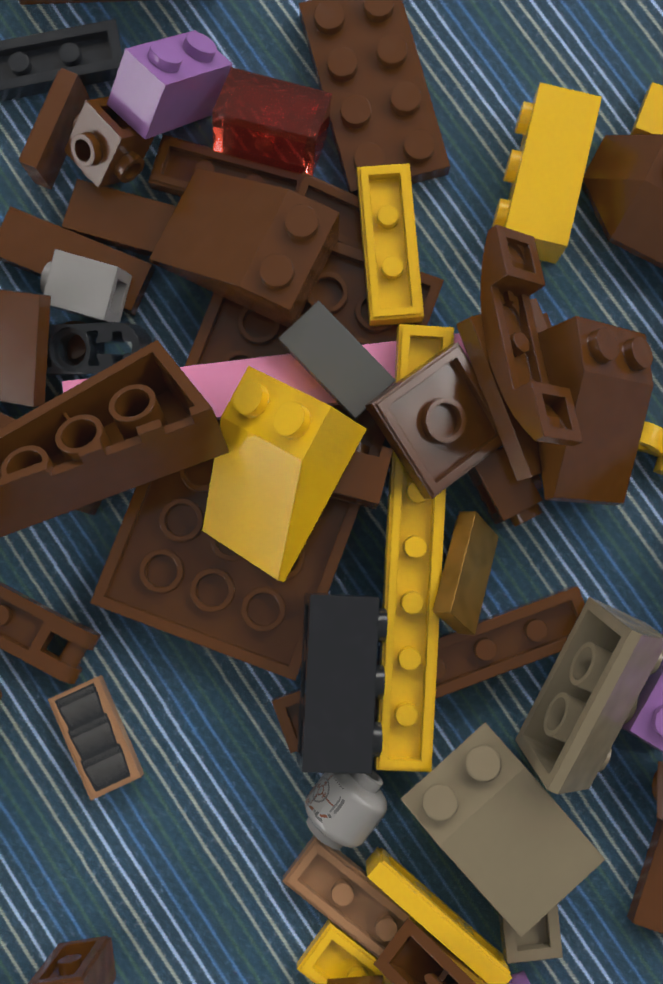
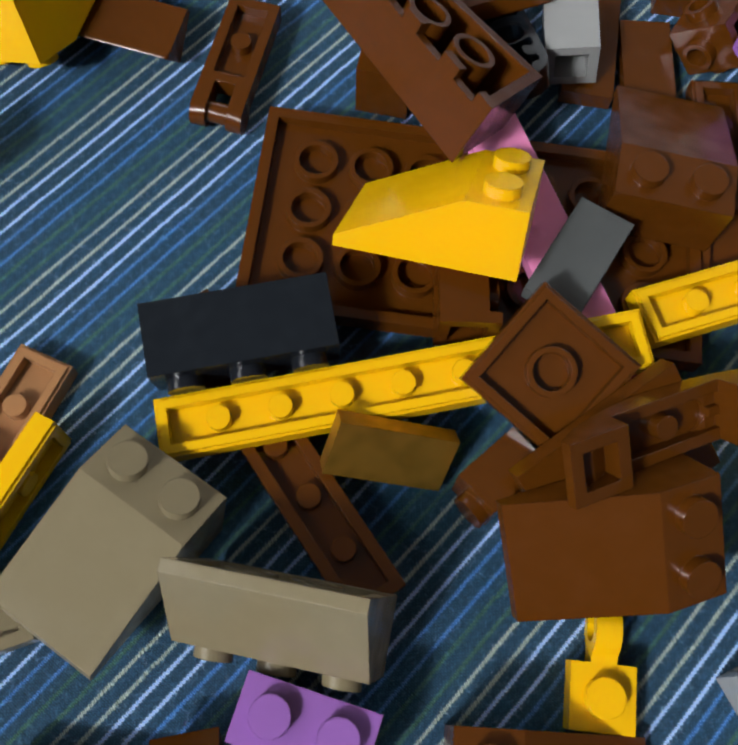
camera: 70 degrees right, 15 degrees down
(96, 737) = (141, 150): tile -> none
(345, 808) = (108, 384): light grey head -> none

